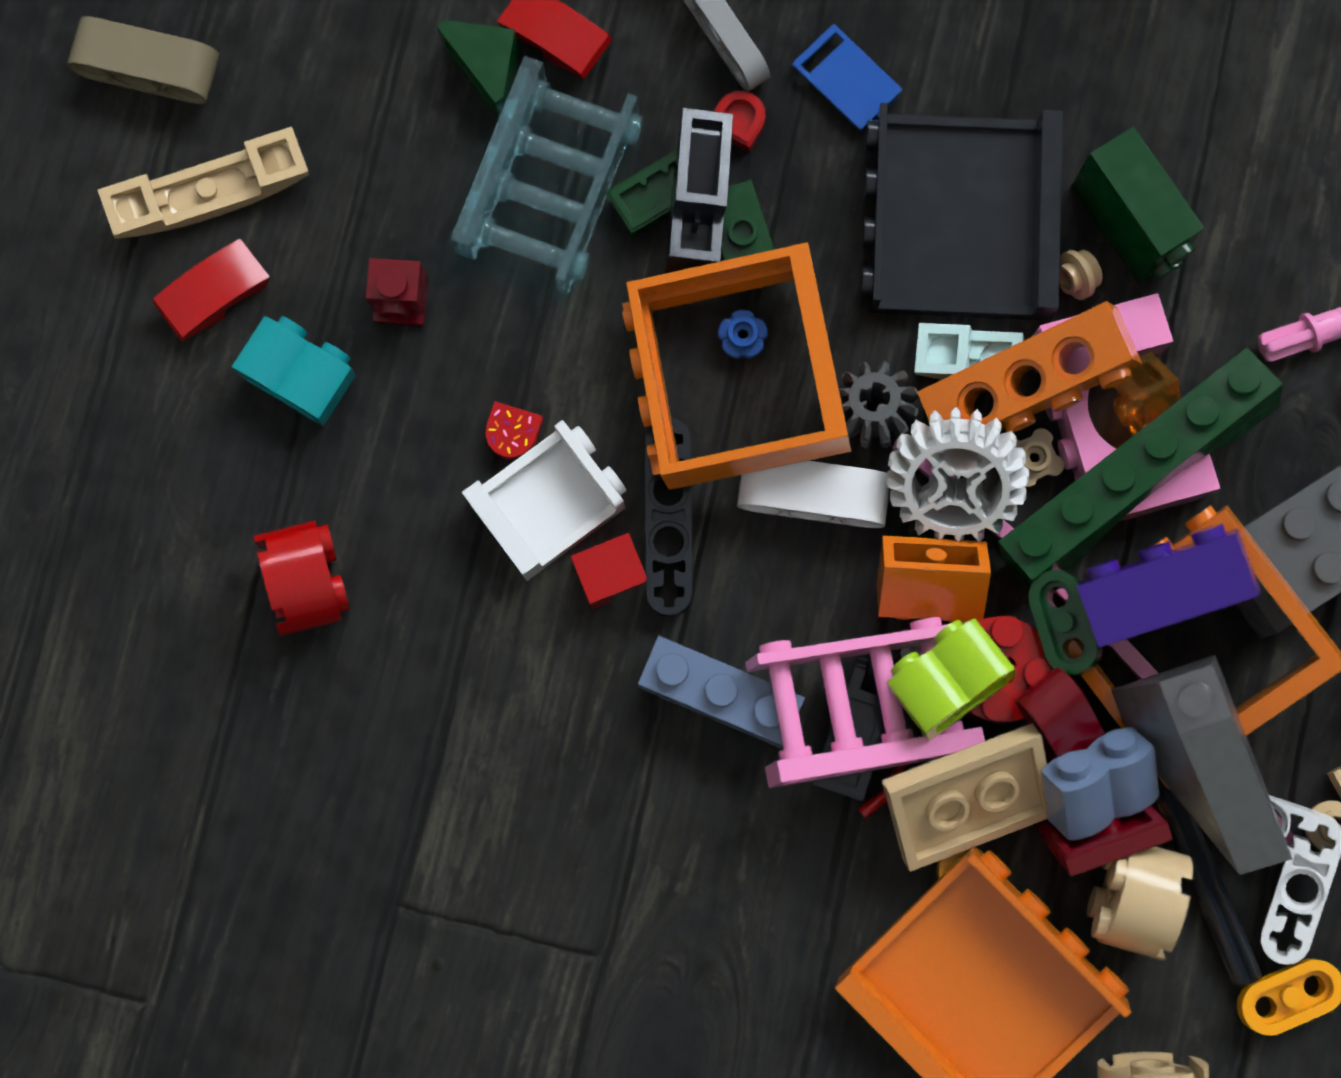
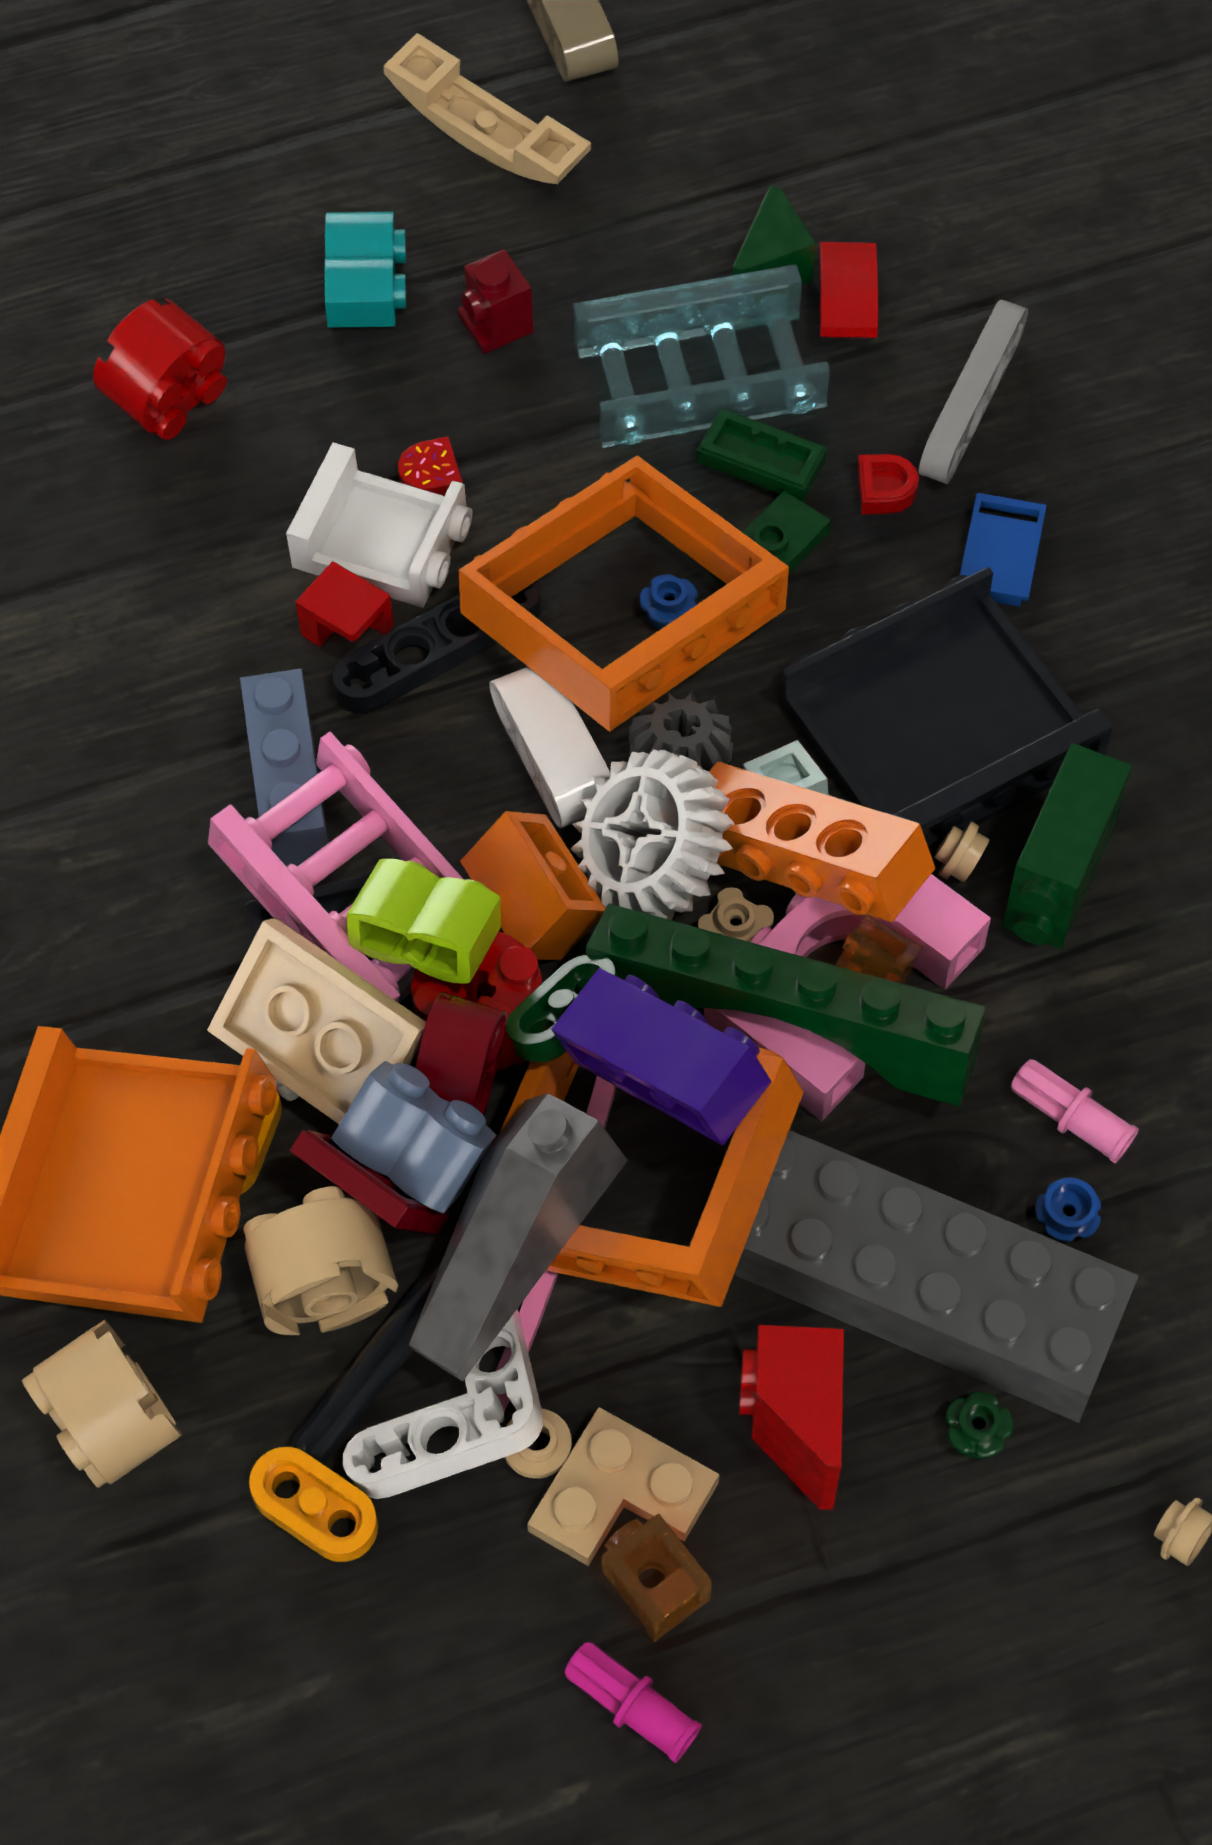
camera: 55 degrees right, 20 degrees down
(210, 288) = (404, 173): red slope -> none
(699, 189) = (778, 465): black slope -> none

